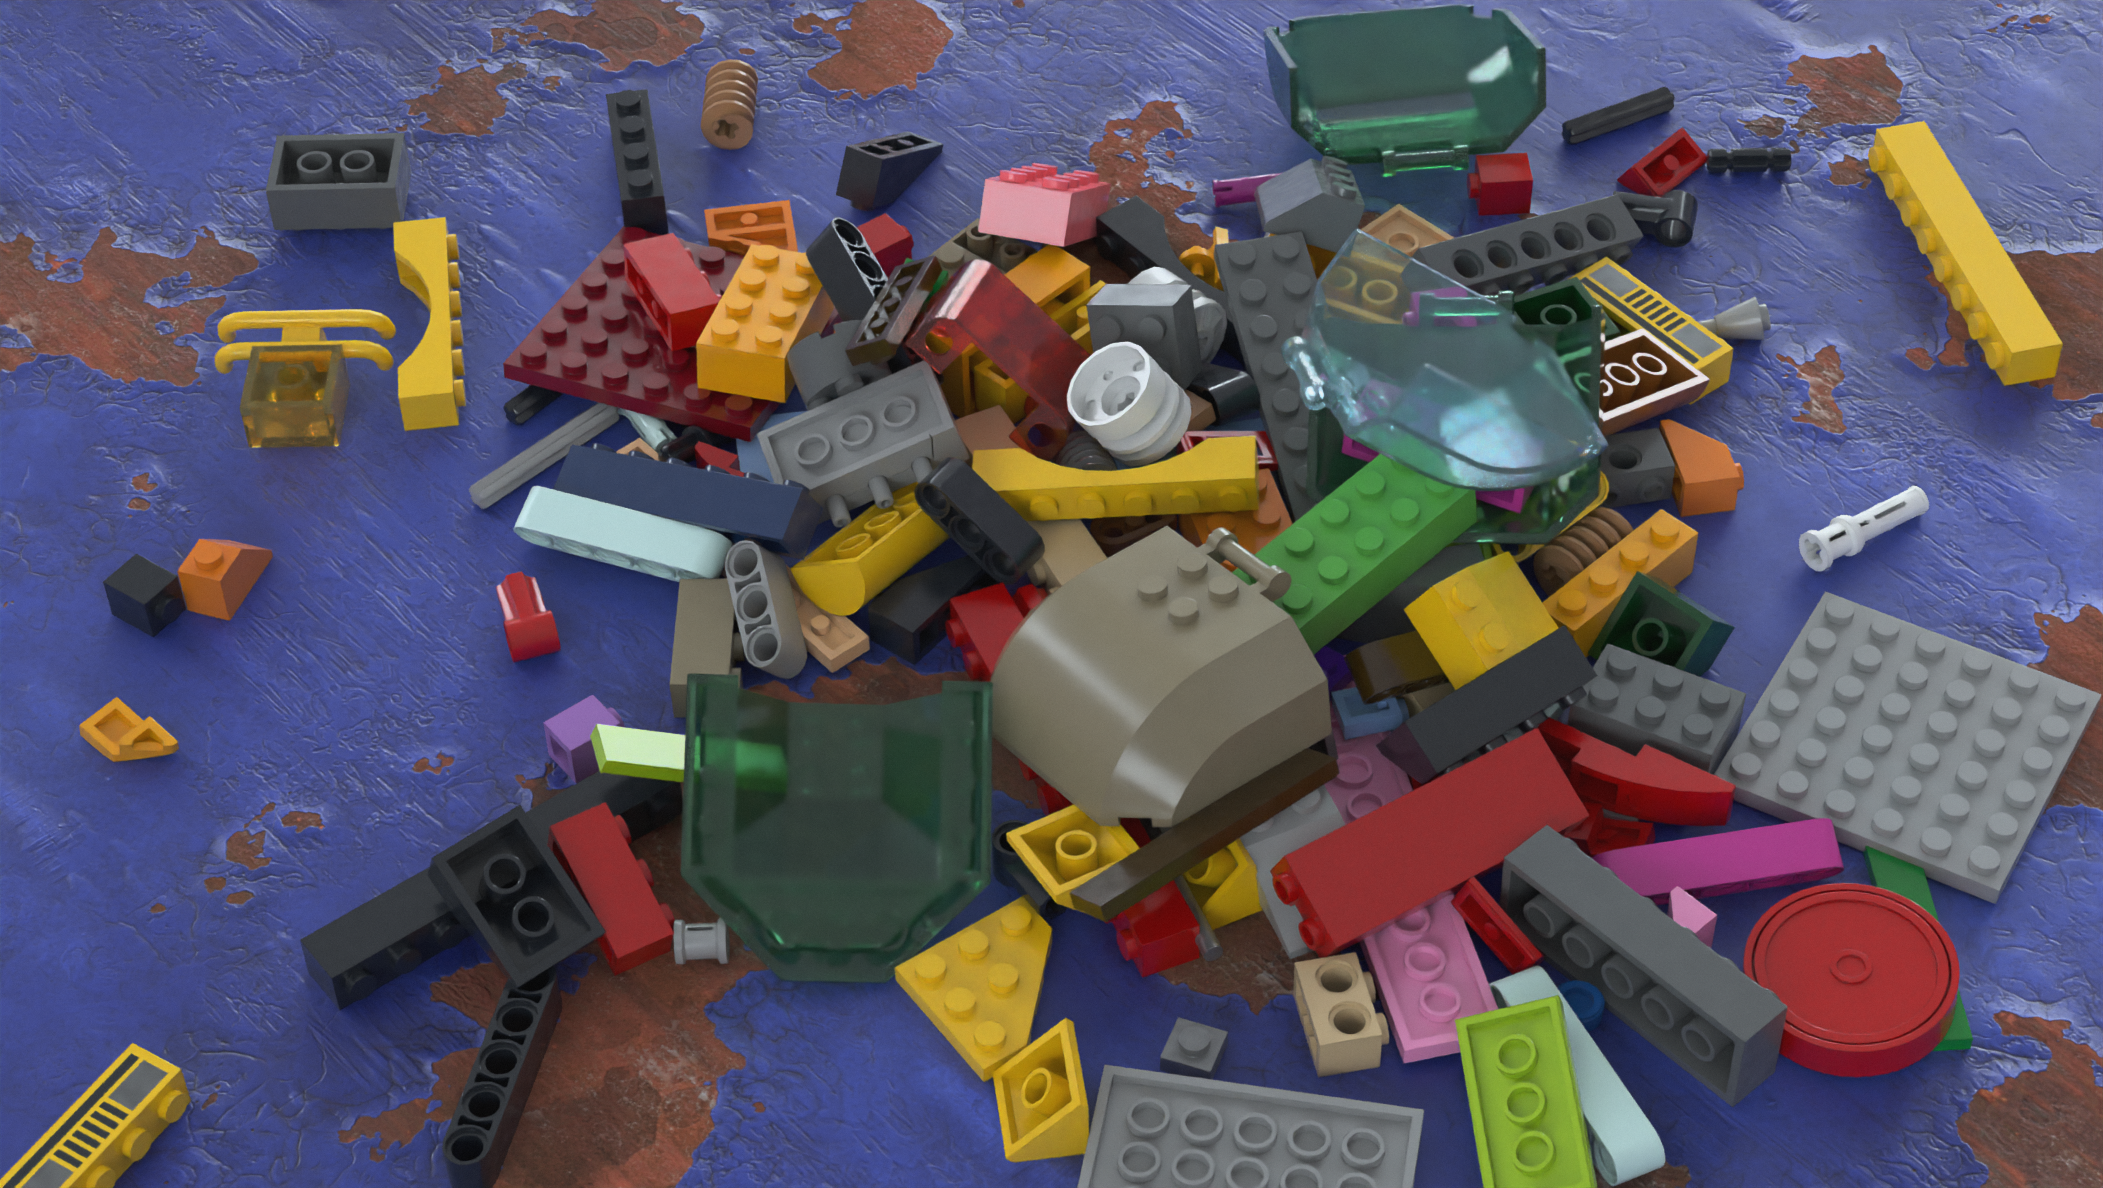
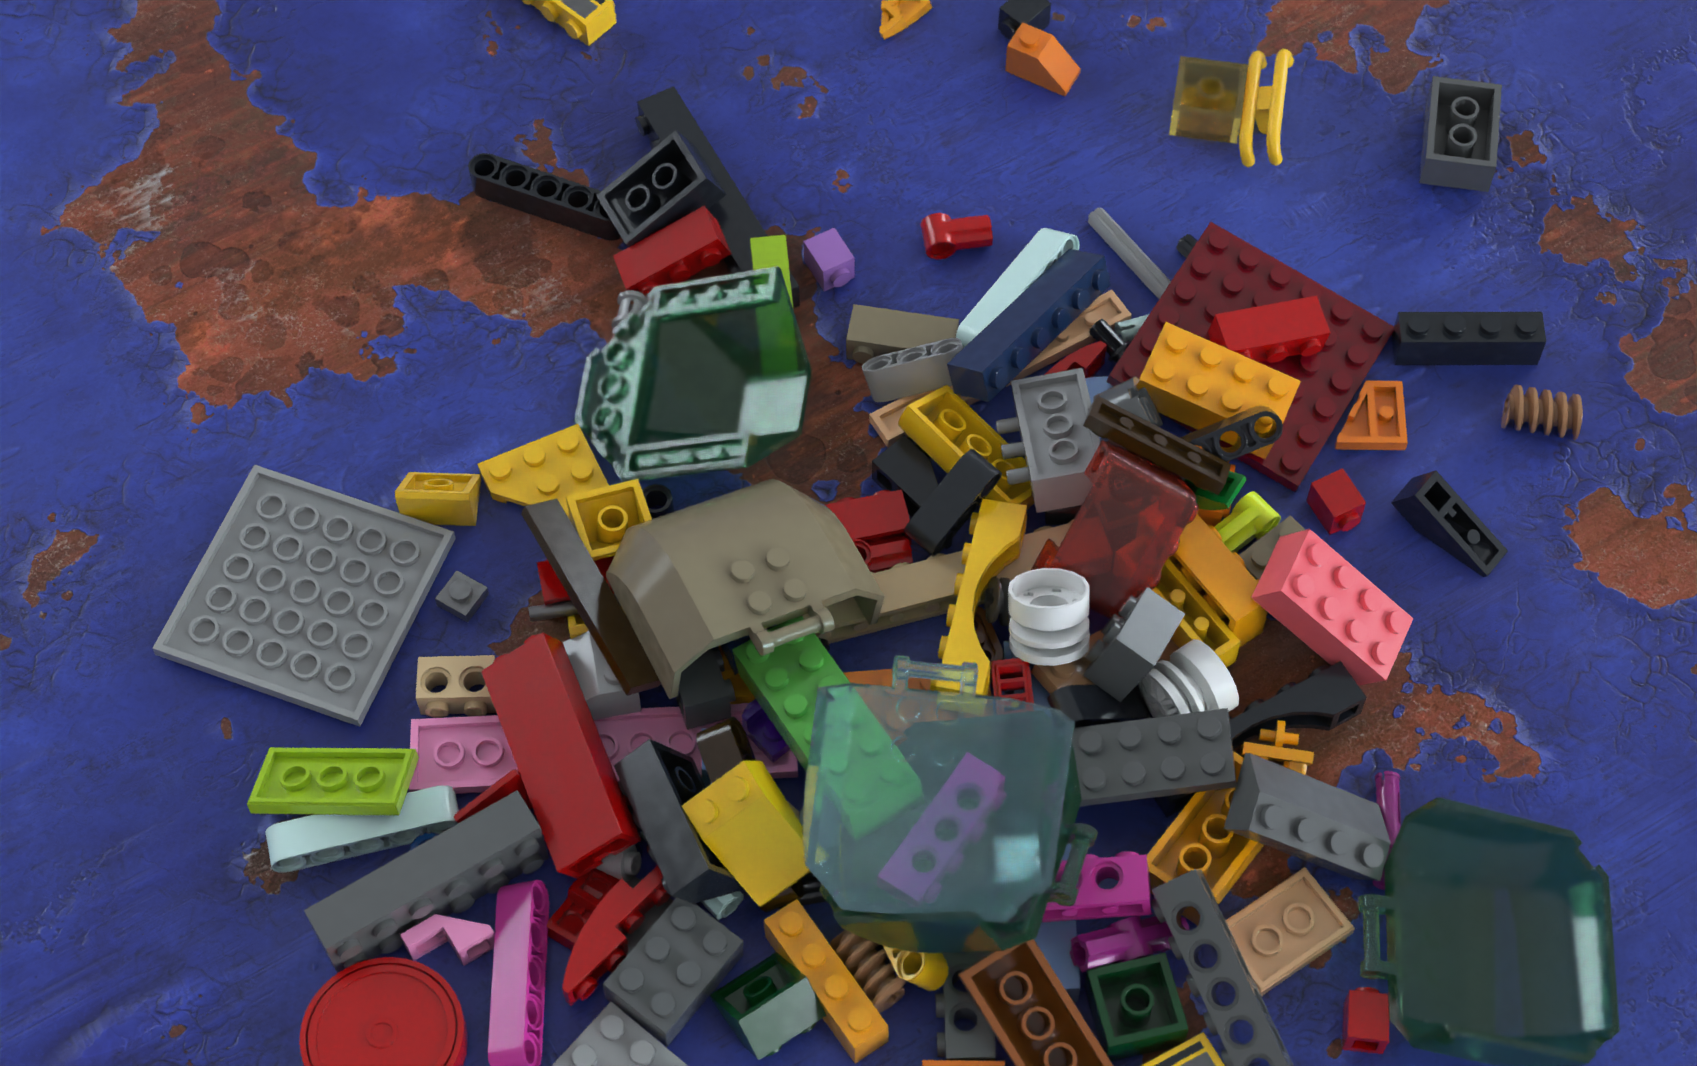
camera: 100 degrees right, 15 degrees up
(428, 377) = (1223, 188): yellow arch -> none

